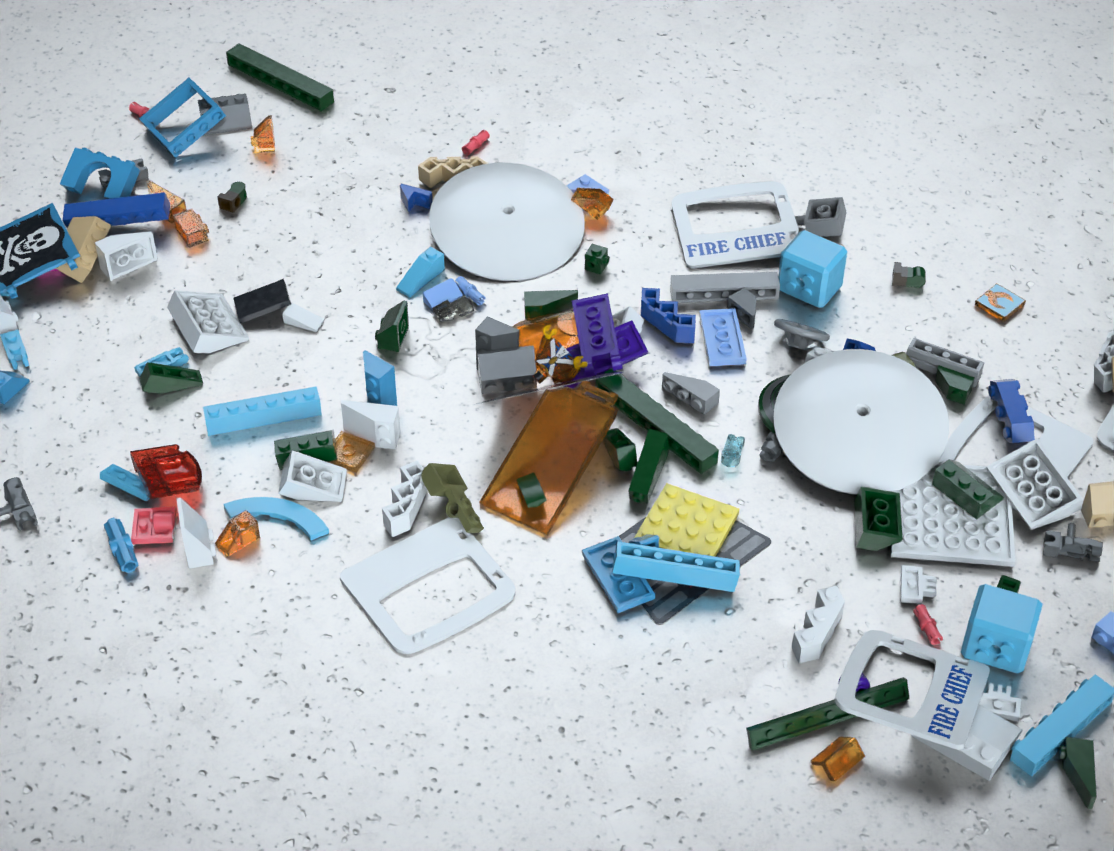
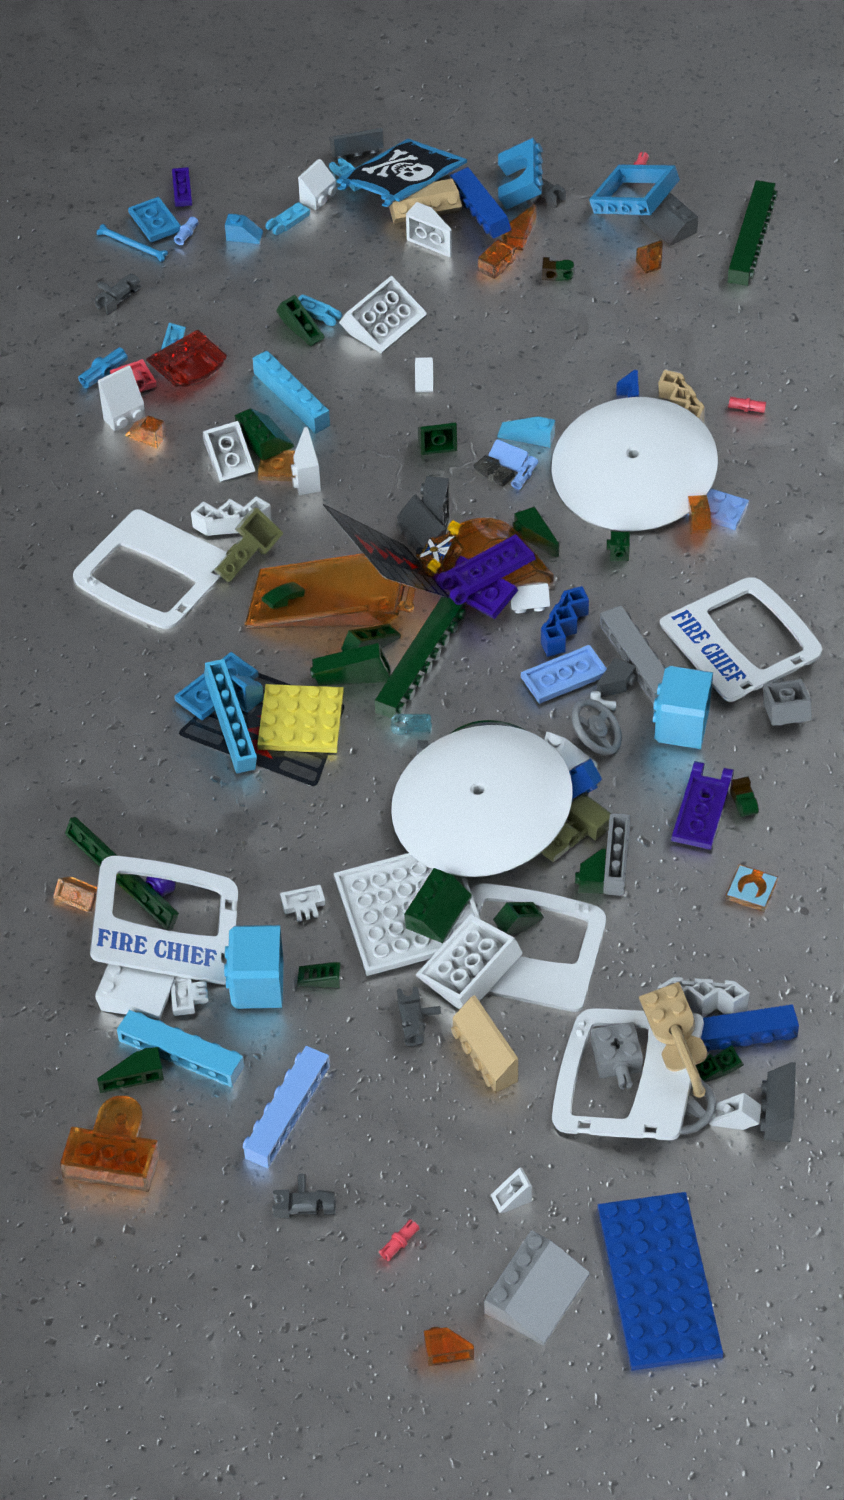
camera: 70 degrees right, 5 degrees up
(262, 301) = (425, 339): black tile -> none
(281, 509) = (189, 448): medium azure tile -> none
(379, 380) = (345, 446): dark azure slope -> none
(693, 391) = (471, 675): light grey slope -> none
(759, 327) = (596, 695): none -> white arm
(818, 625) = (219, 841): white brick -> none
(877, 519) = (366, 847): dark green slope -> none
(909, 301) = (698, 815): none -> dark purple hinge
(927, 624) = (270, 916): coral pin -> none
(988, 445) = (517, 917): none -> dark green slope
(1012, 410) = (573, 923): blue brick -> none

